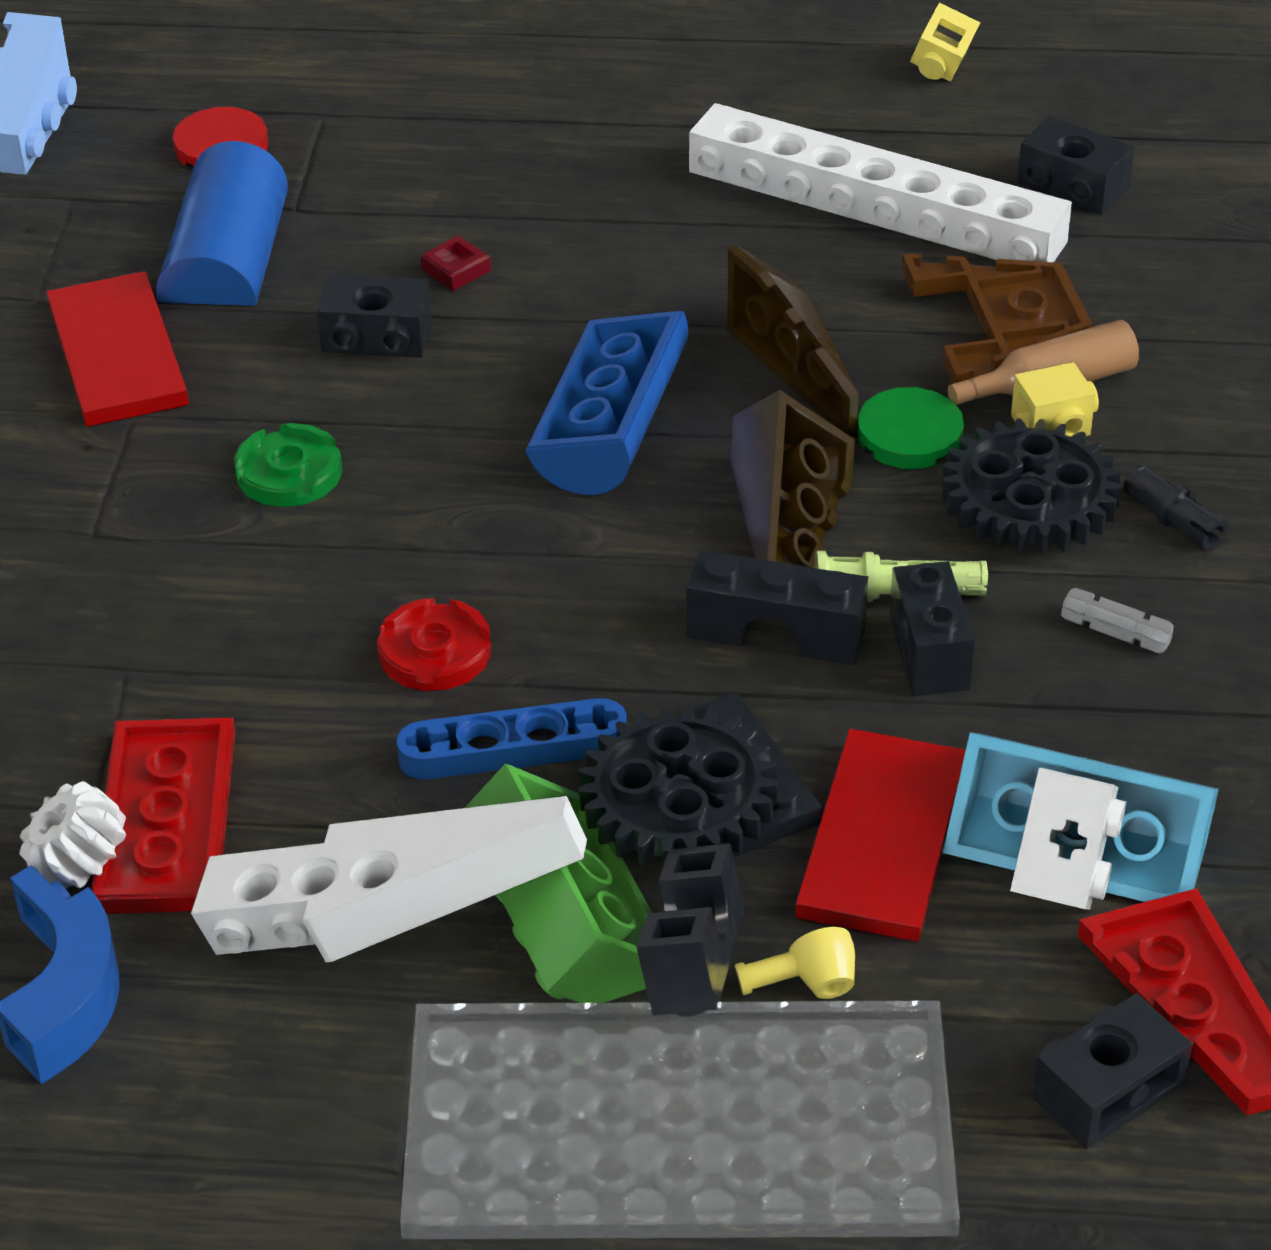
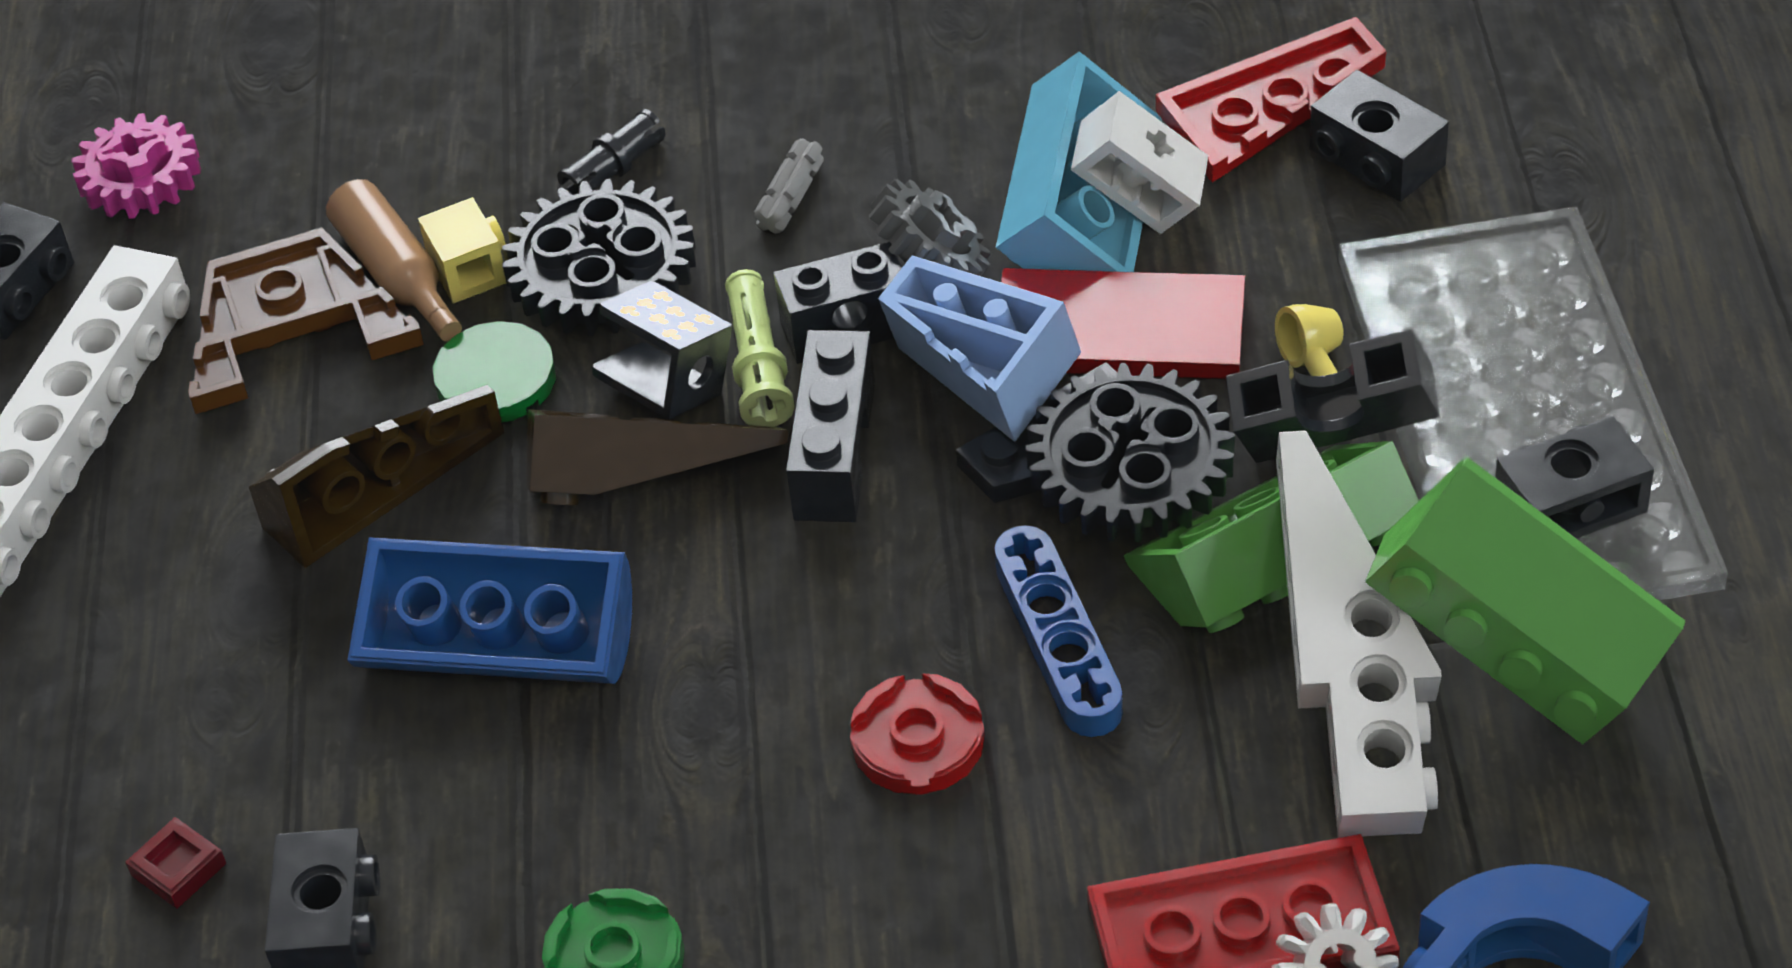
camera: 95 degrees left, 5 degrees up
(347, 977) = (1523, 600): none -> bright green slope
(526, 1092) = (1581, 477): none -> black brick
(827, 690) = (981, 339): none -> light blue wedge
(883, 498) = (678, 327): none -> black piece
(997, 657) = (928, 228): none -> dark grey gear
(1193, 229) = (136, 165): none -> dark pink gear

